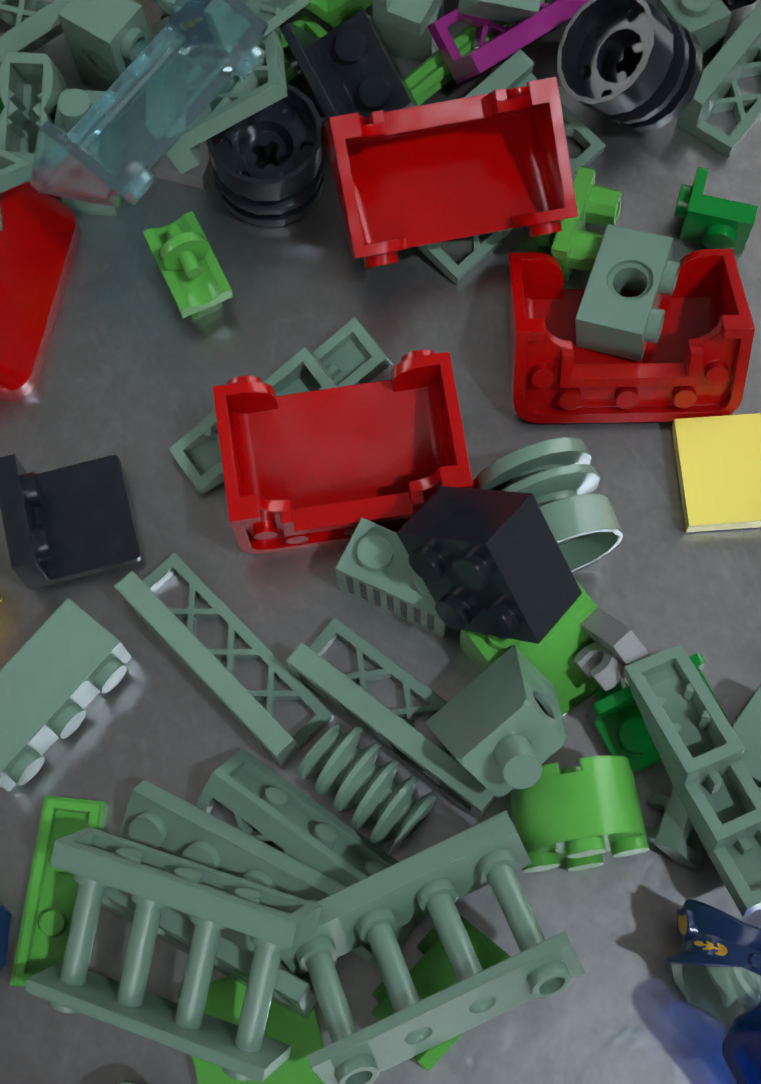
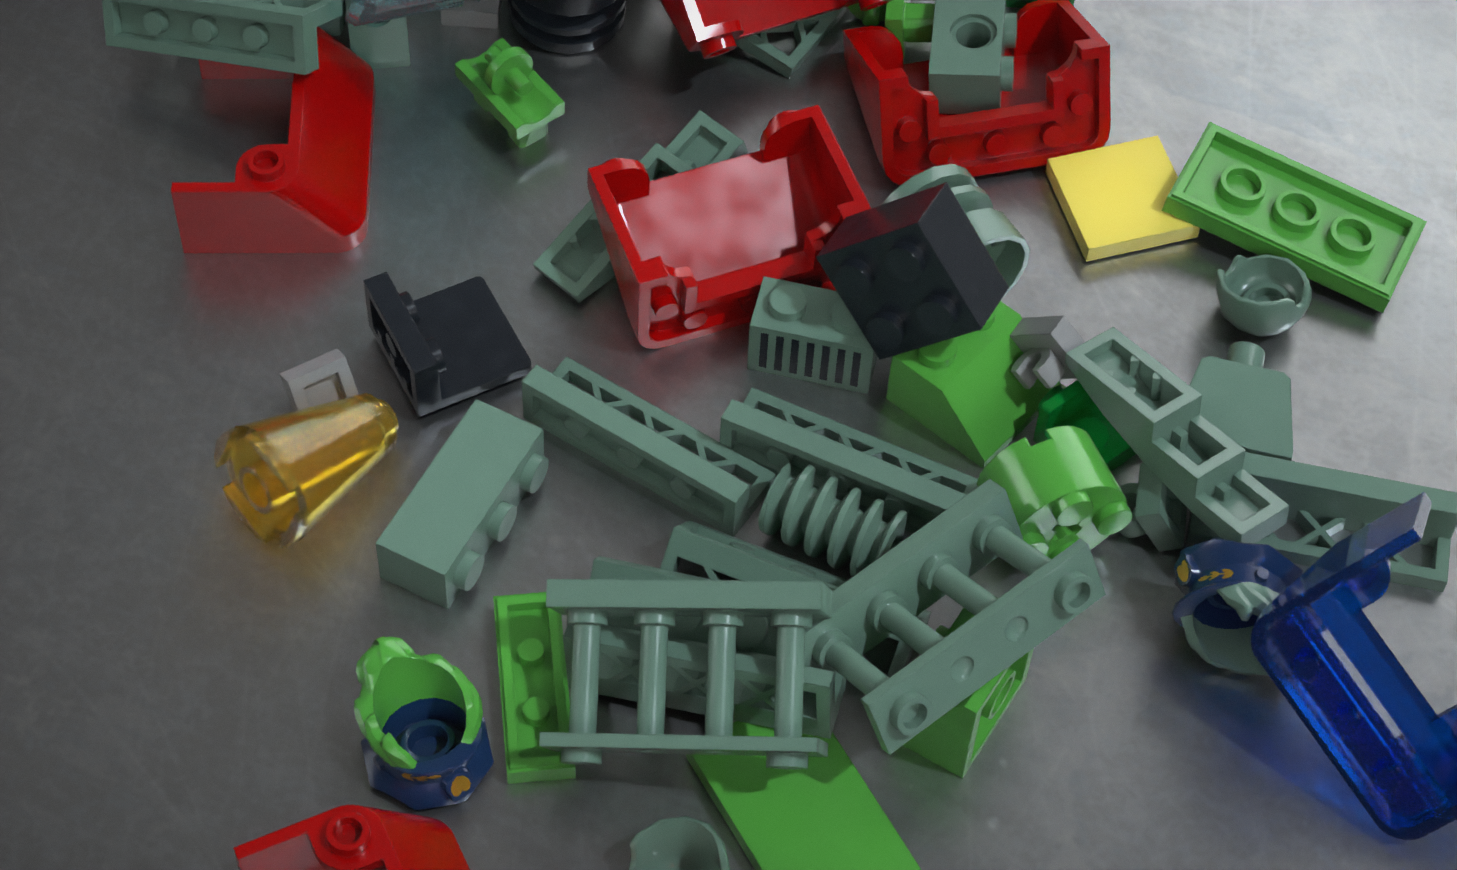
camera: 20 degrees left, 15 degrees down
(503, 724) = (958, 423): sand green torso -> none

